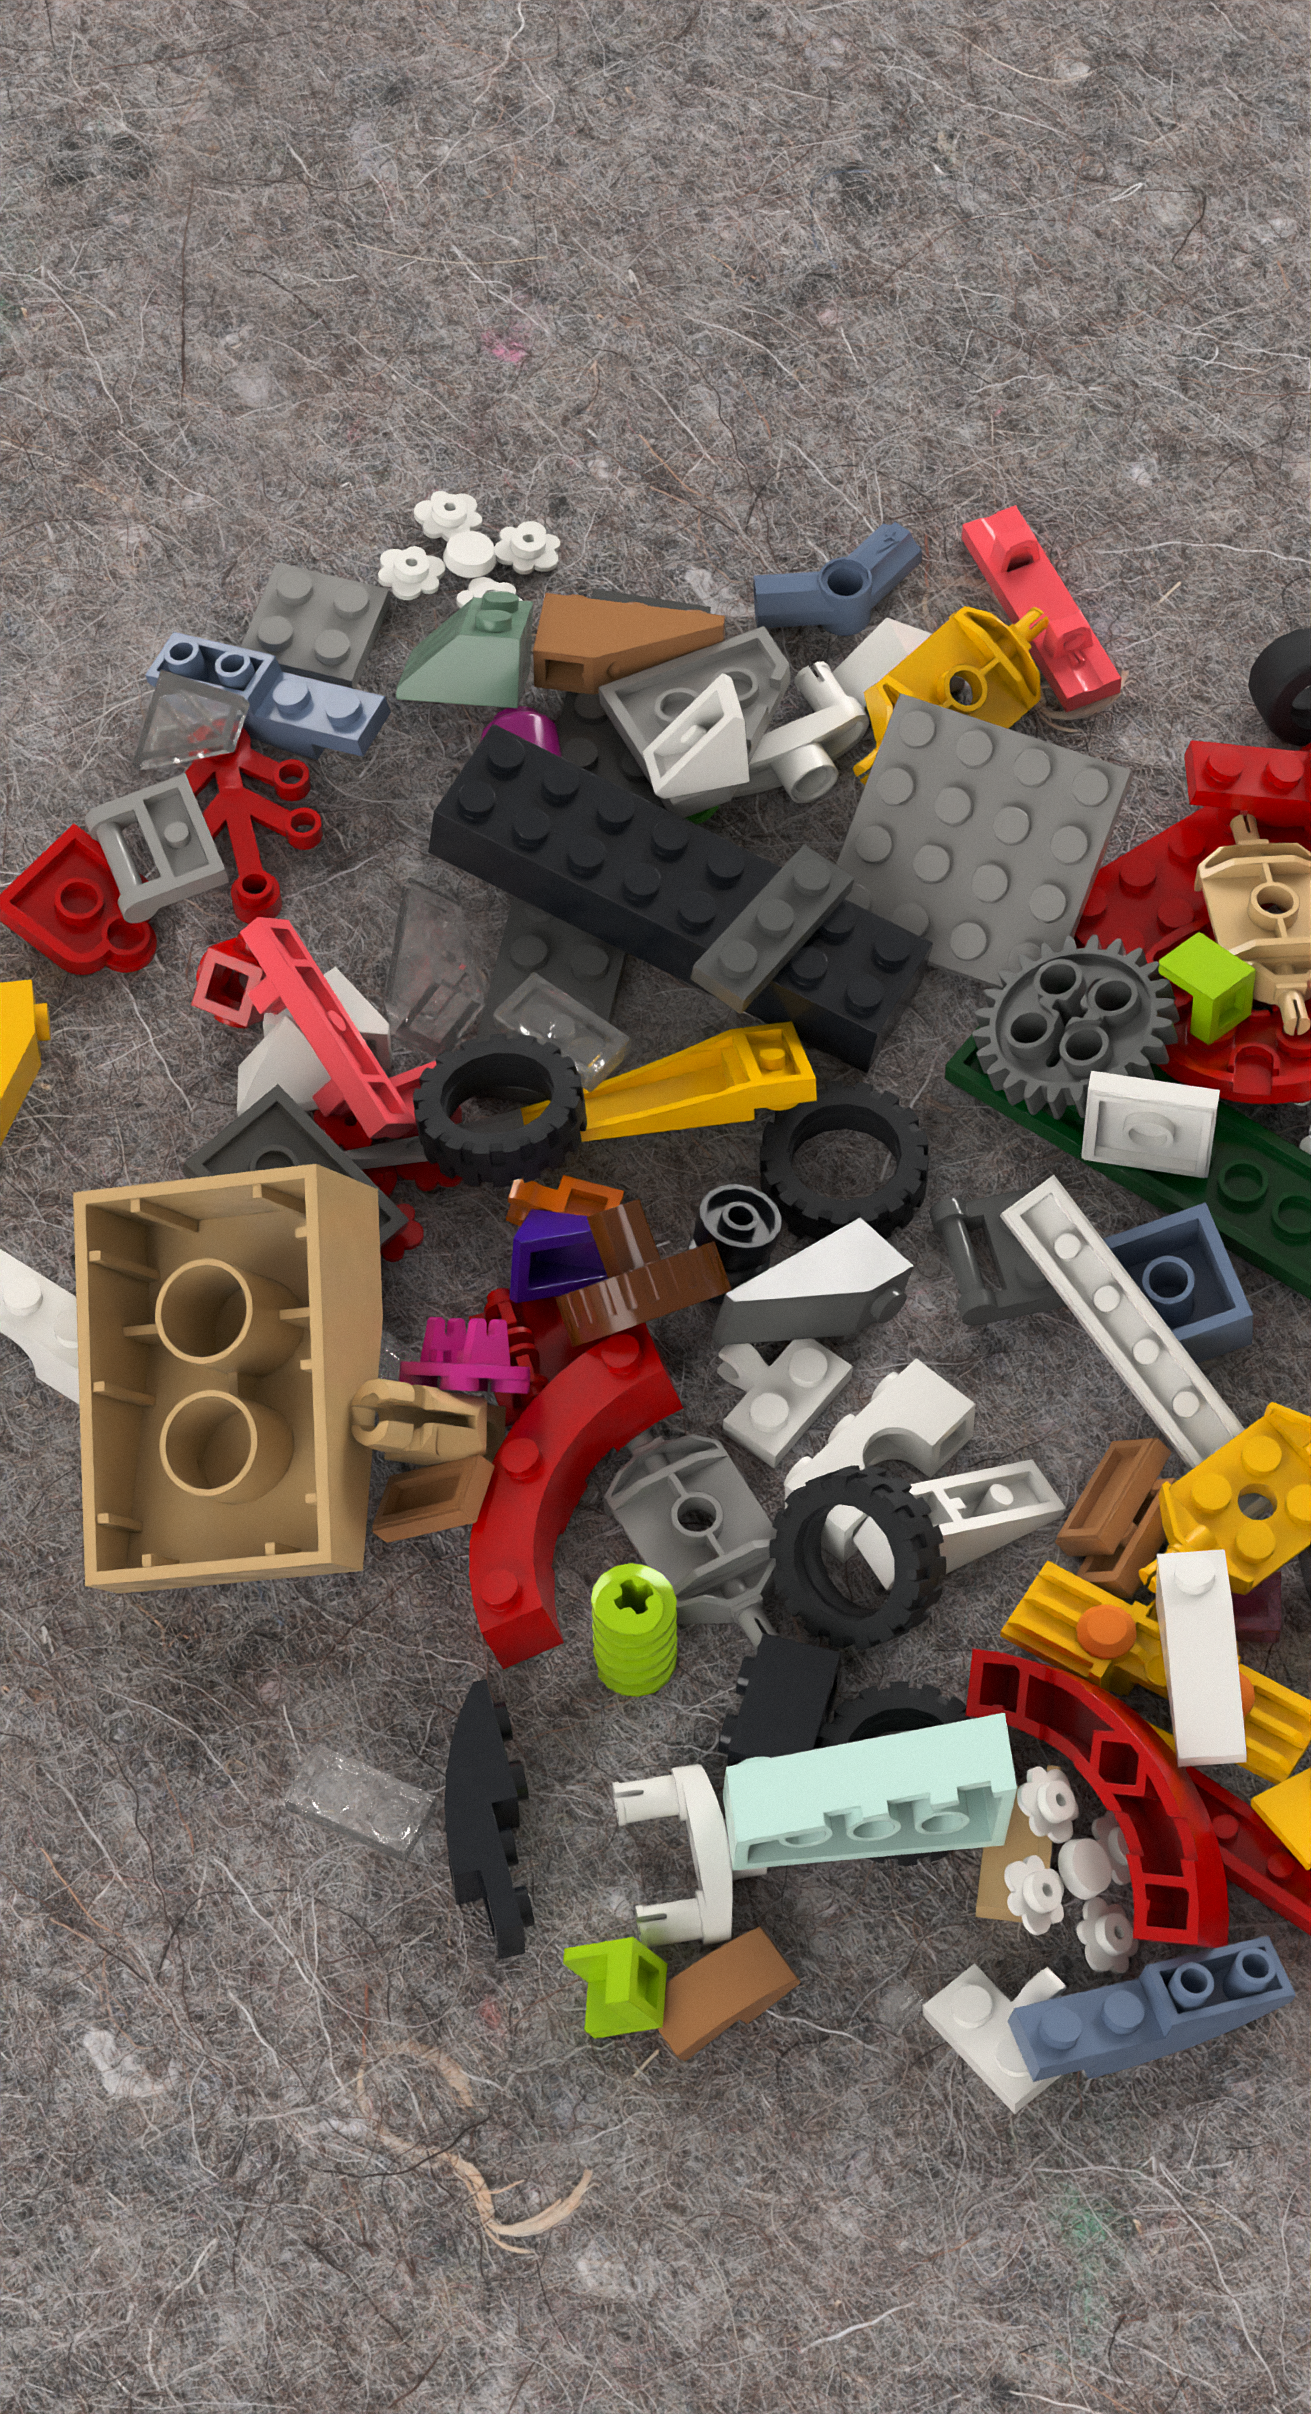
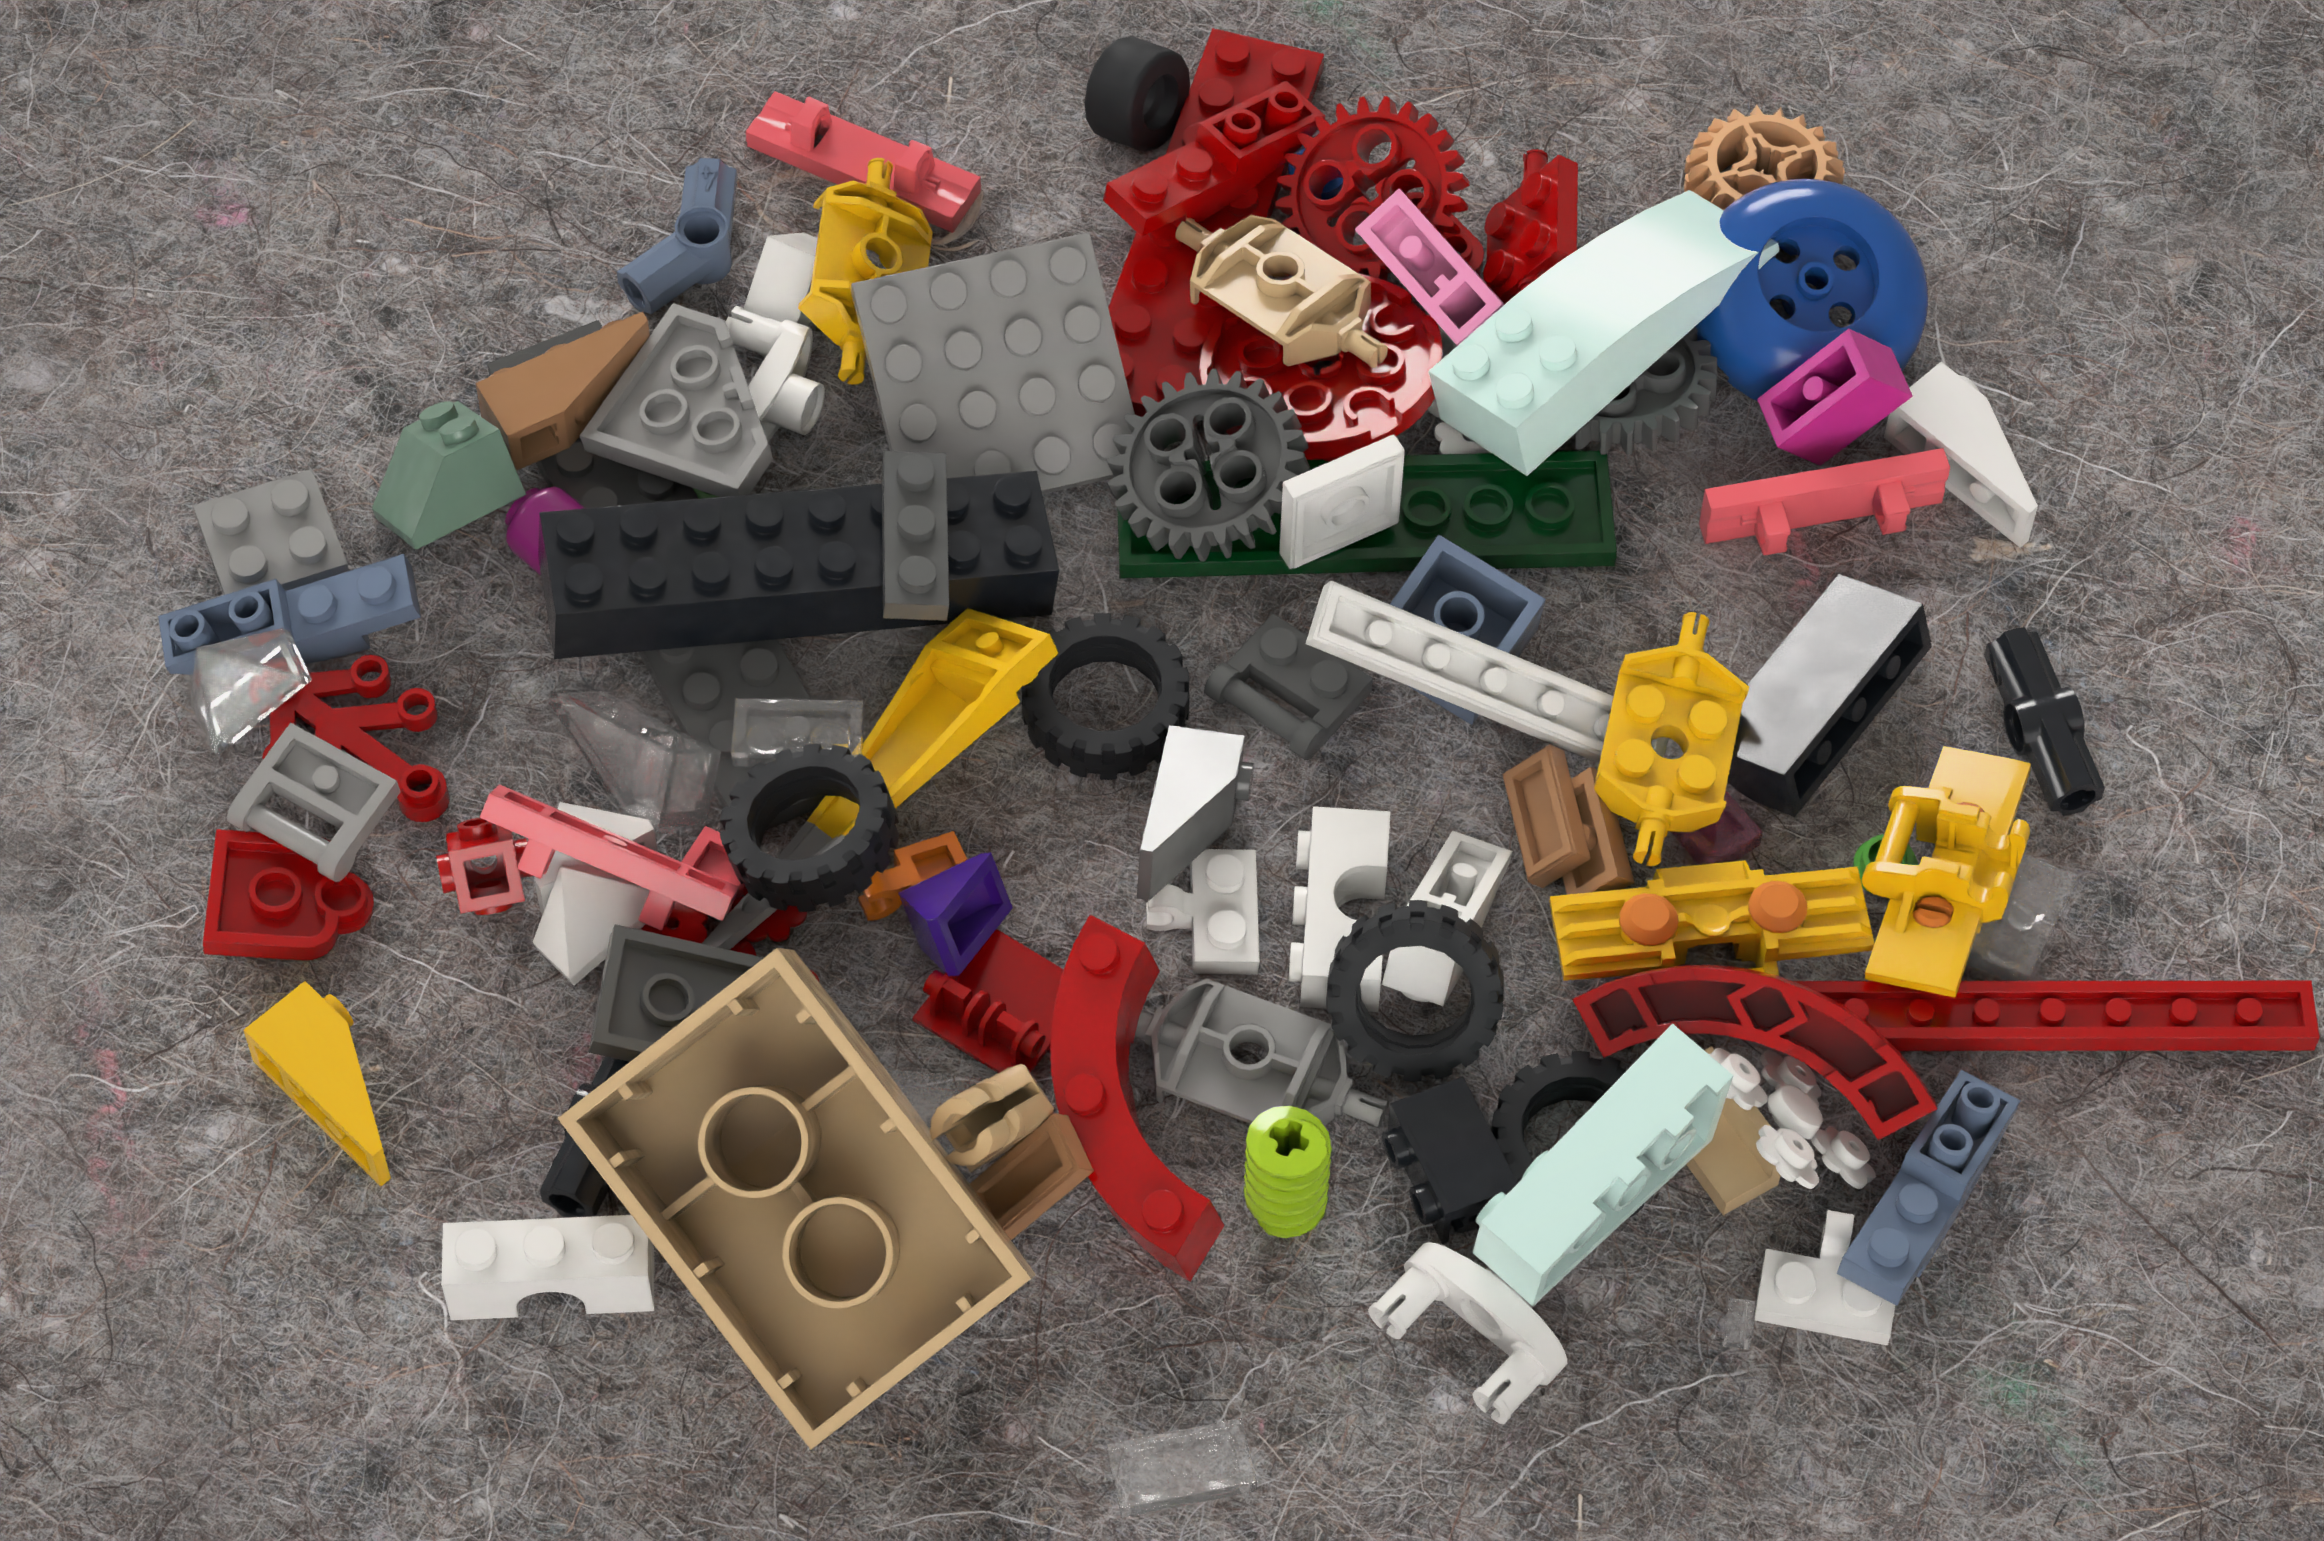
camera: 40 degrees left, 0 degrees up
(466, 1359) = (992, 1049): dark pink plate -> none
(467, 551) = (351, 400): white plant -> none
(479, 1817) = (1275, 1396): black slope -> none
(623, 1986) = (1521, 1465): lime panel -> none
(638, 1280) = (1057, 889): reddish brown piece -> none
(701, 746) = (729, 421): white slope -> none
(722, 1988) = (1595, 1412): medium nougat slope -> none
(743, 1228) = (1085, 814): black wheel -> none
(1200, 1657) = (1749, 884): white slope -> none
(1216, 980) = (1291, 355): lime panel -> none

